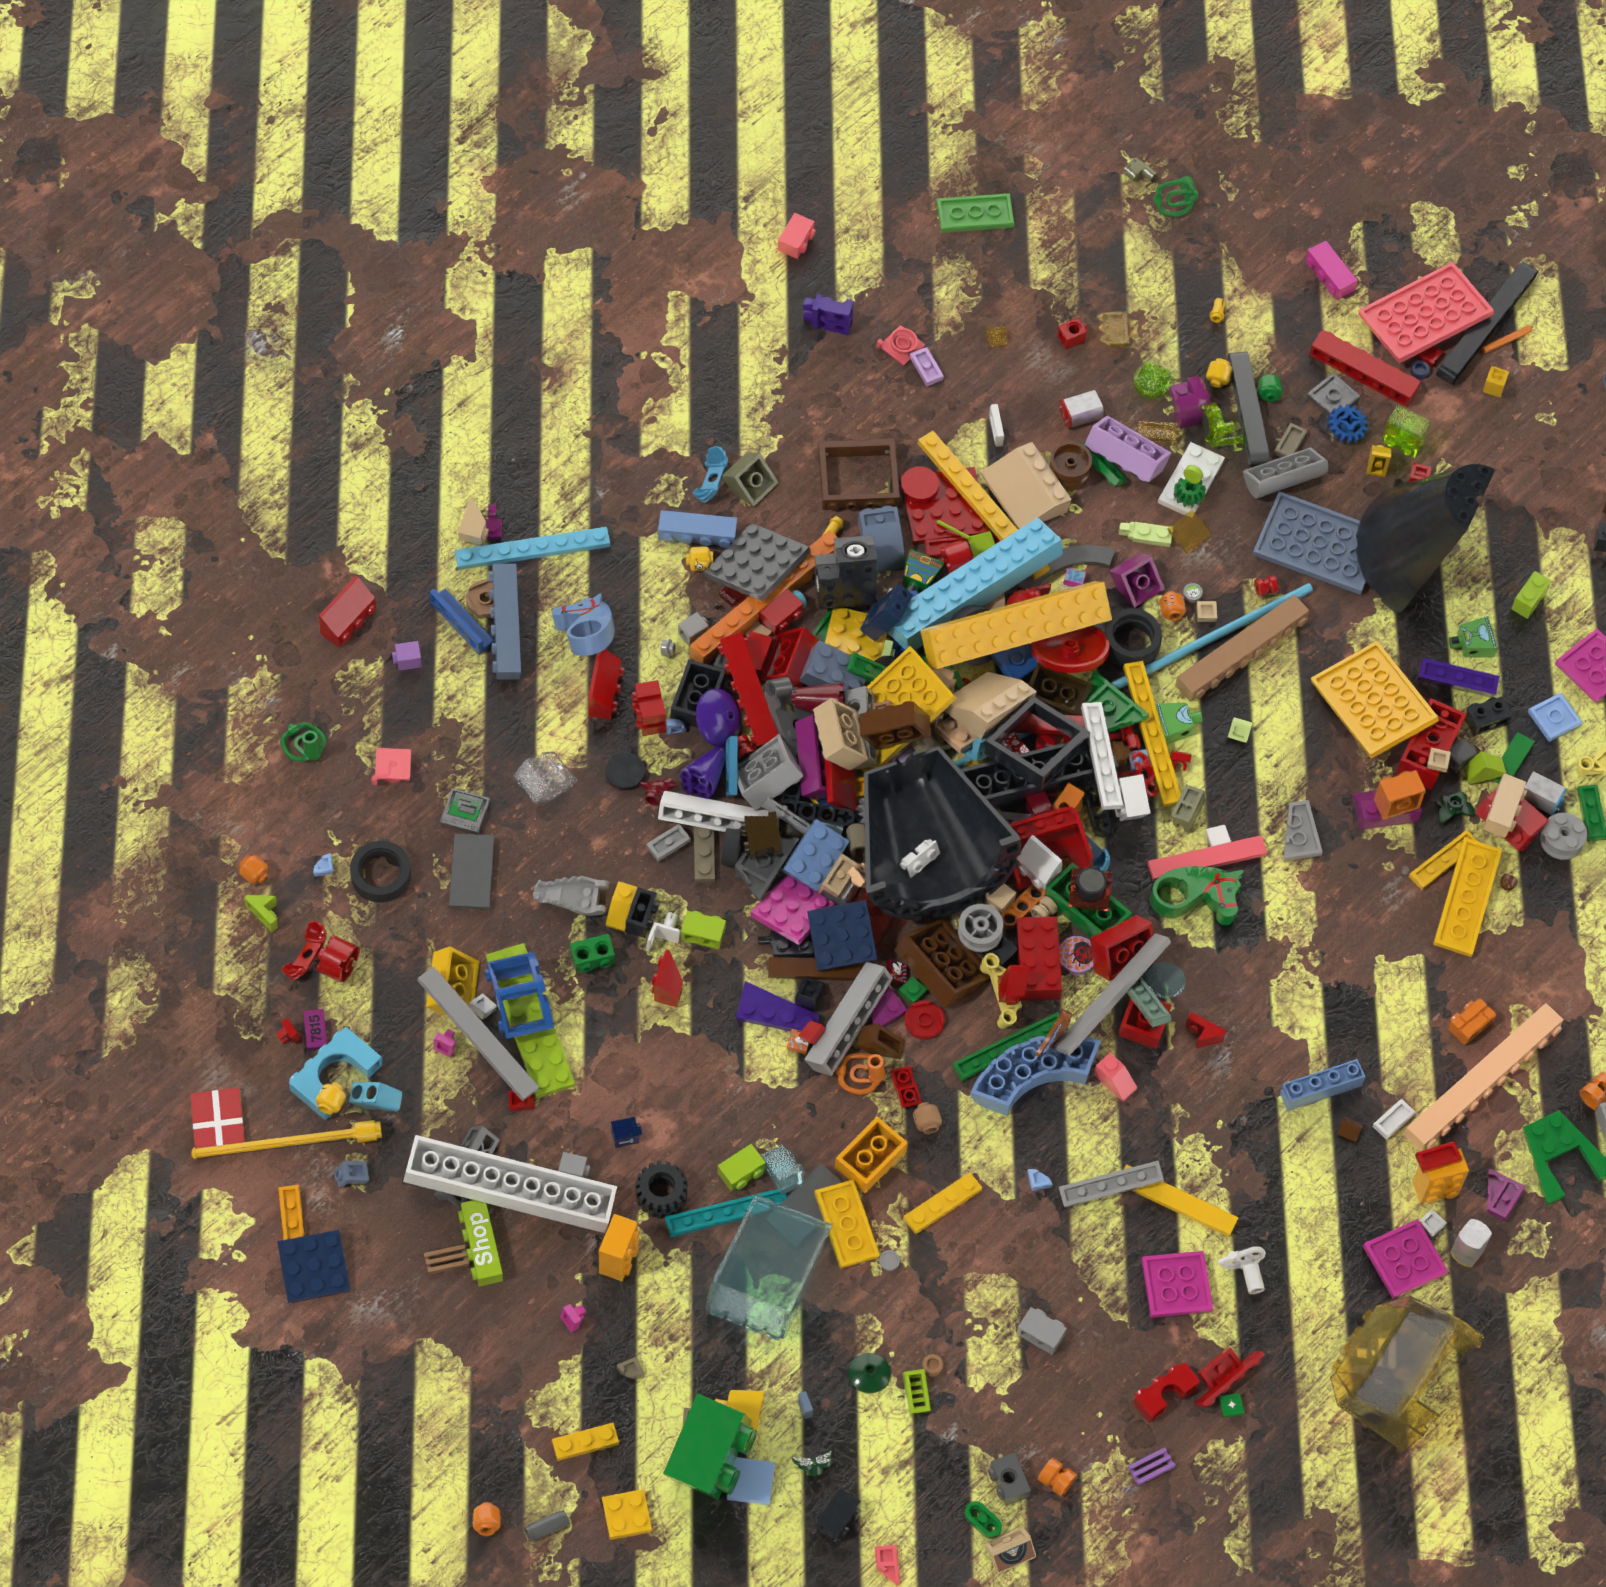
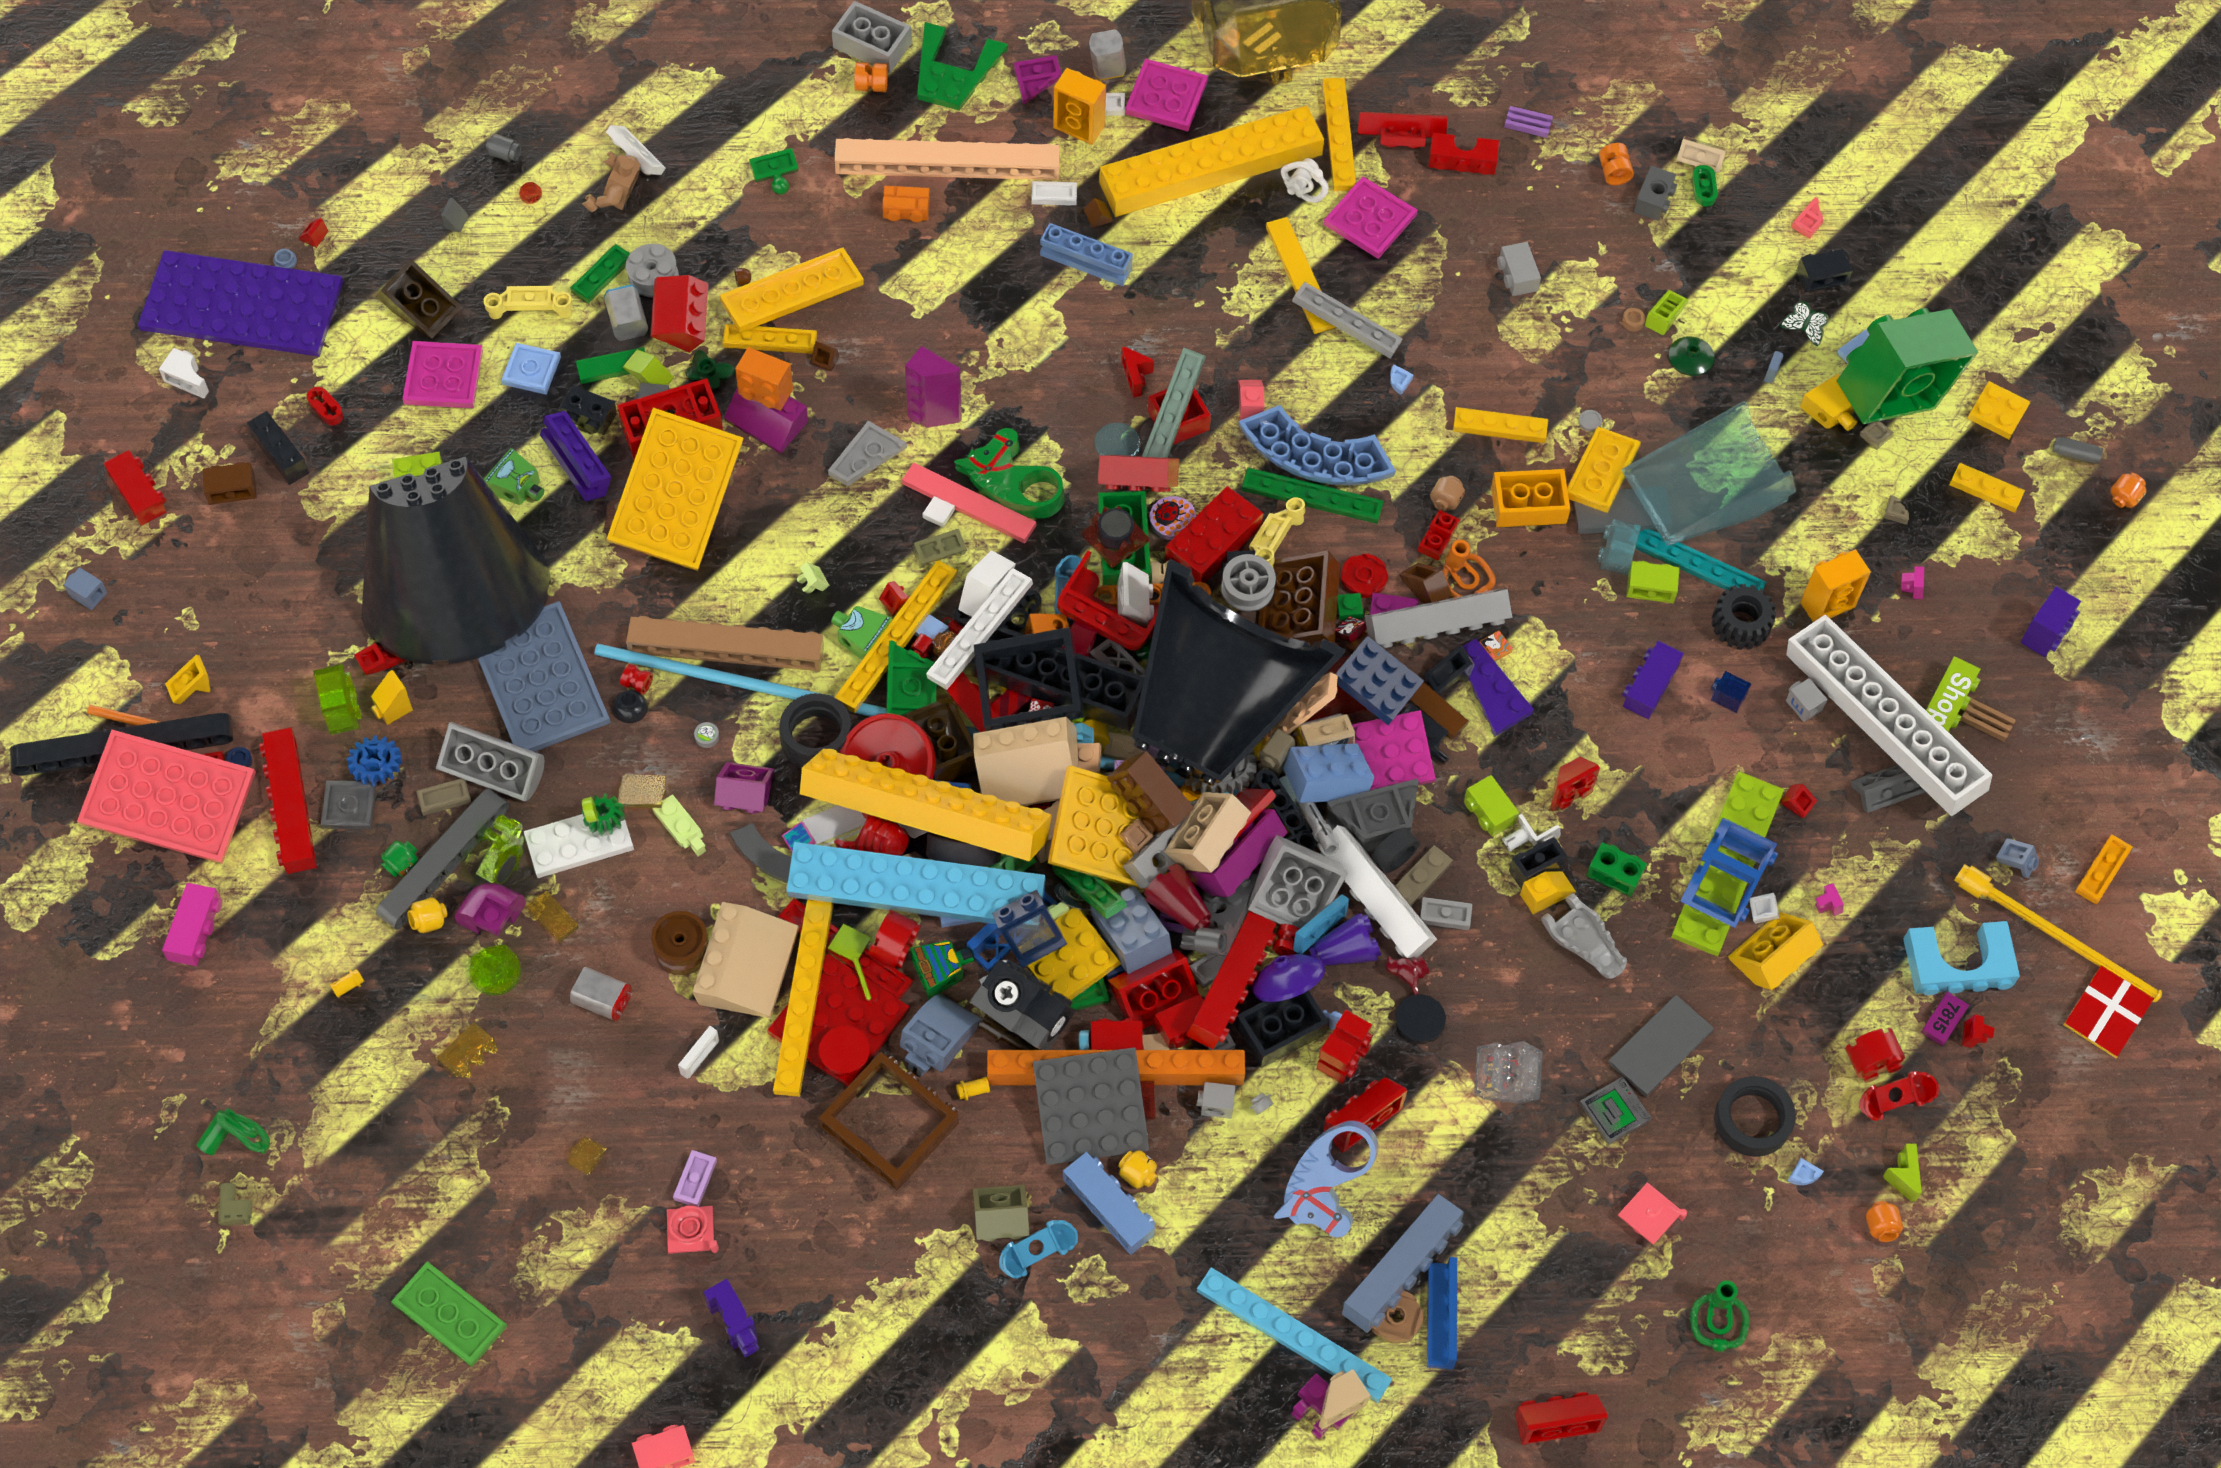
camera: 135 degrees left, 0 degrees up
(313, 1266) = (2120, 806): dark blue plate -> none
(330, 1098) = (1995, 920): yellow head -> none
(387, 1099) = (1939, 892): medium azure piece -> none
(407, 655) = (1534, 1320): medium lavender brick -> none
(457, 1355) = (2052, 622): none -> dark purple brick
(478, 1033) = (1802, 869): light grey tile -> none
(681, 1098) = (1652, 679): none -> dark purple brick
(761, 835) = (1366, 820): dark brown hips -> none
(812, 1032) = (1483, 632): red tile -> none
(926, 852) = (1230, 680): white hinge -> none
(1013, 984) = (1268, 520): red slope -> none
(1056, 1032) = (1282, 443): dark orange arm -> none
(1069, 339) = (518, 1093): red brick -> none
(1109, 470) = (644, 920): green plate -> none
(1112, 994) = (1193, 437): light grey tile -> none
(1127, 449) = (609, 906): lavender brick -> none
(1145, 765) = (944, 614): red piece -> none
(1172, 606) = (743, 732): orange head -> none
(1206, 611) = (714, 708): tan tile -> none
(1231, 1405) = (1420, 107): green tile -> none
(1252, 571) = (630, 706): none -> black piece
(1265, 1337) = (1339, 134): none -> yellow plate
(1300, 882) = (932, 390): none -> magenta slope
(1320, 1230) = (1210, 161): none -> yellow brick
(1399, 876) = (824, 356): none -> reddish brown slope
(1438, 760) = (693, 381): tan plate -> none
(1438, 1157) = (1081, 91): red tile -> none
(1505, 806) = (684, 305): tan brick -> none
(1580, 974) = (774, 166): none -> green plate

